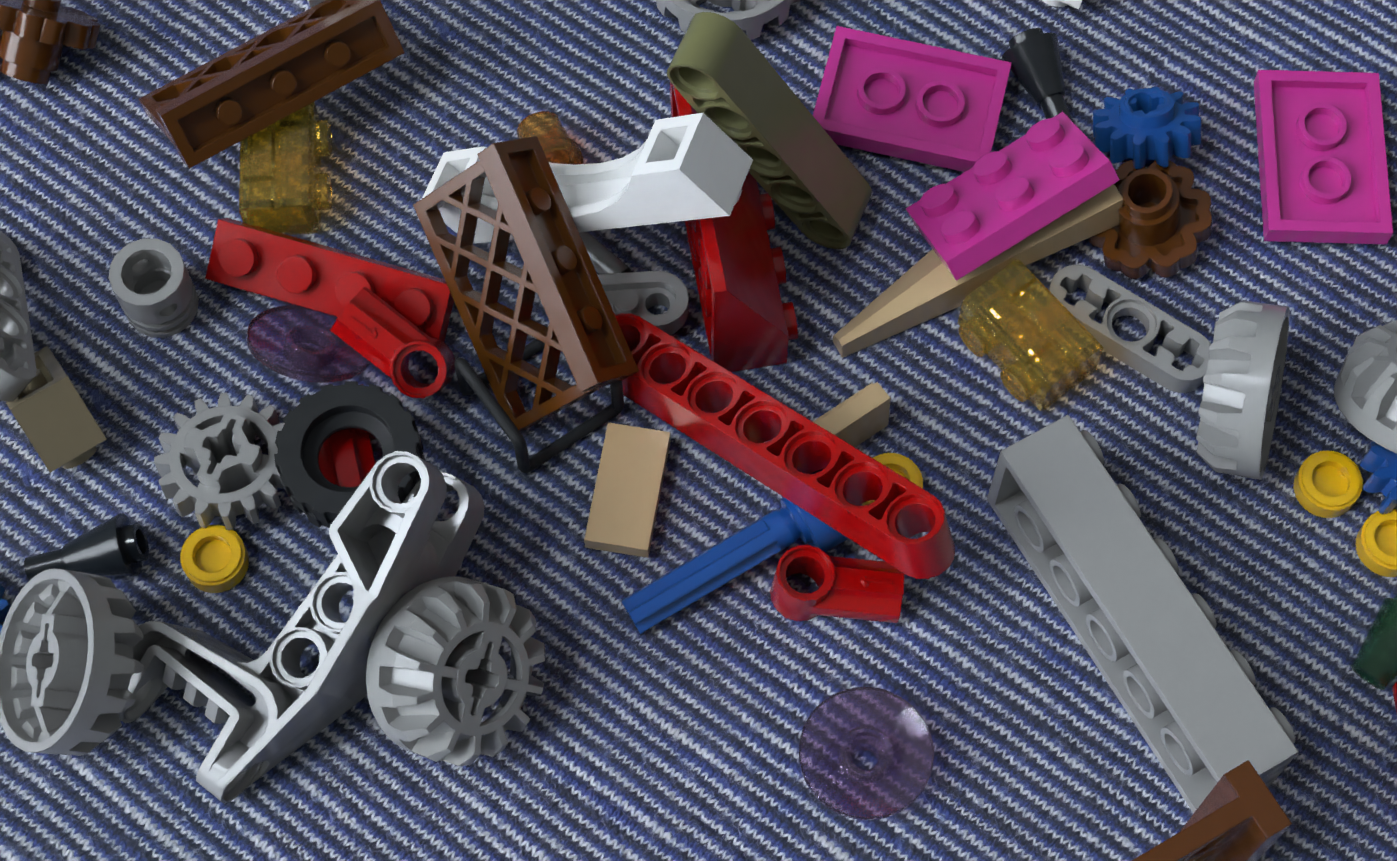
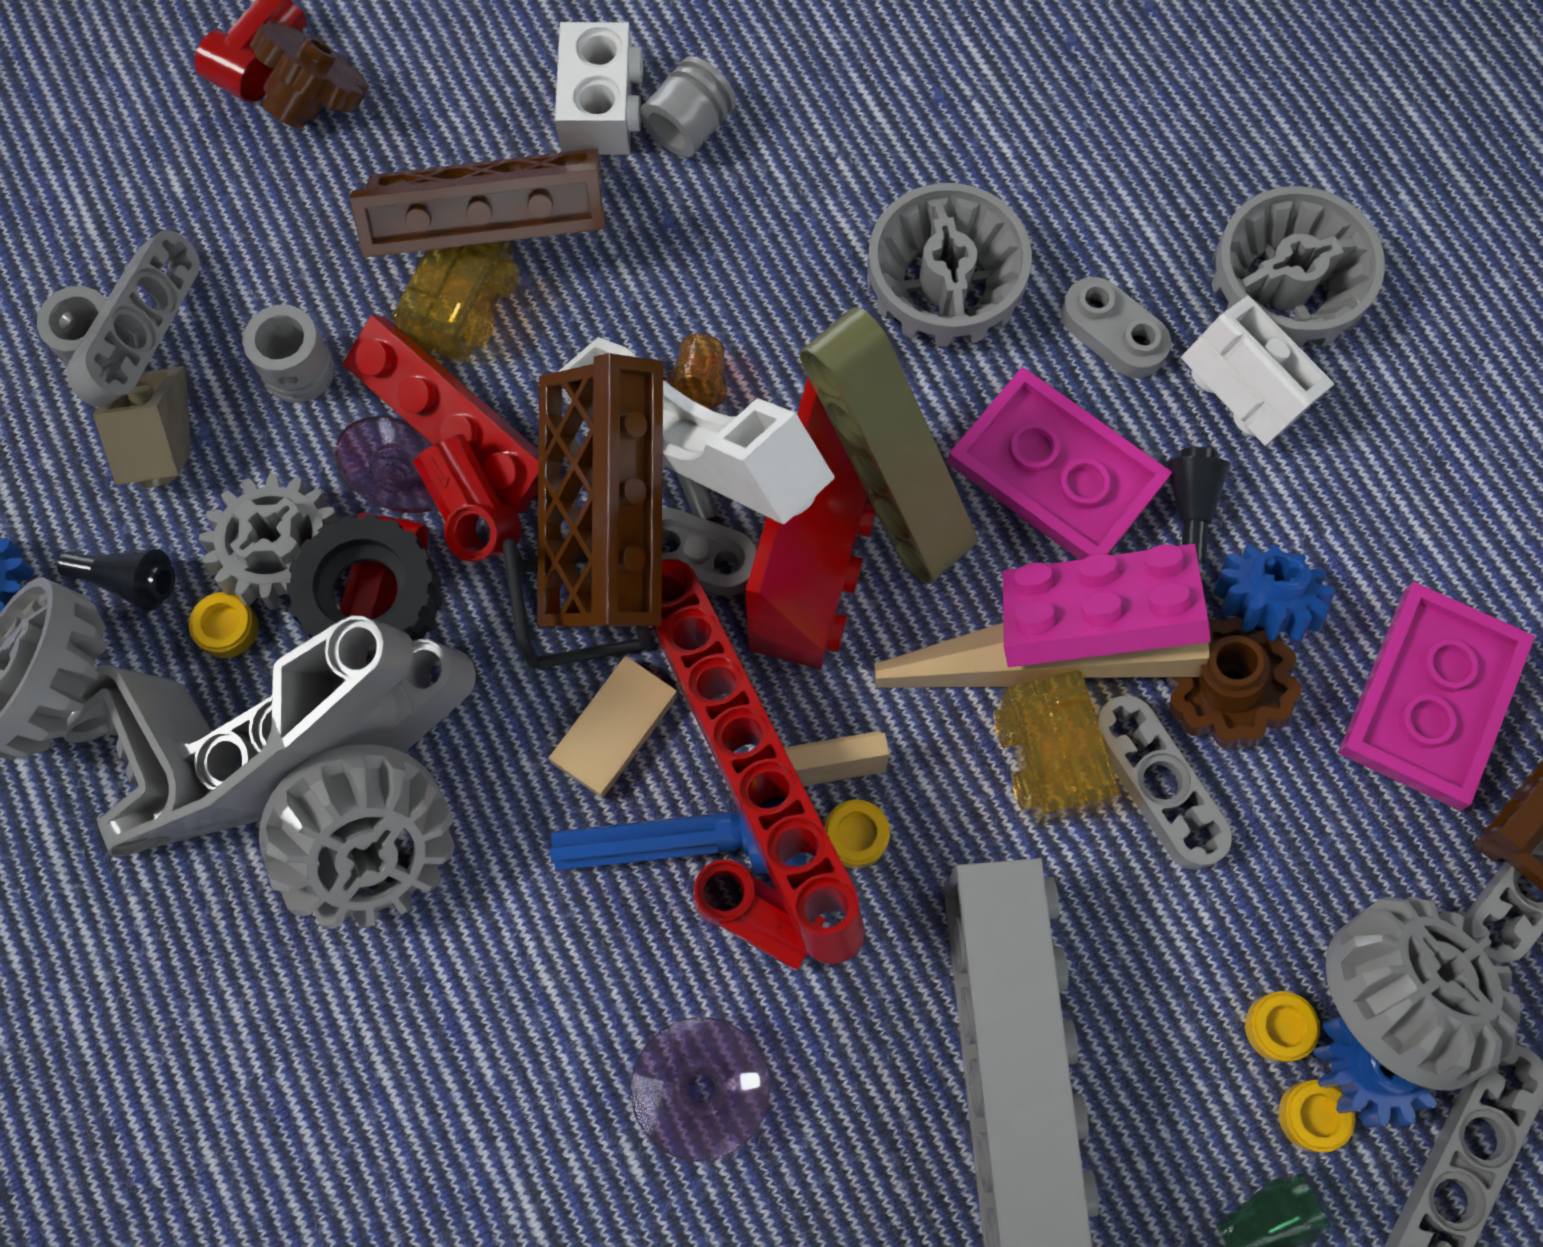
camera: 25 degrees right, 5 degrees up
(1243, 388) = (1236, 902): light grey gear -> none

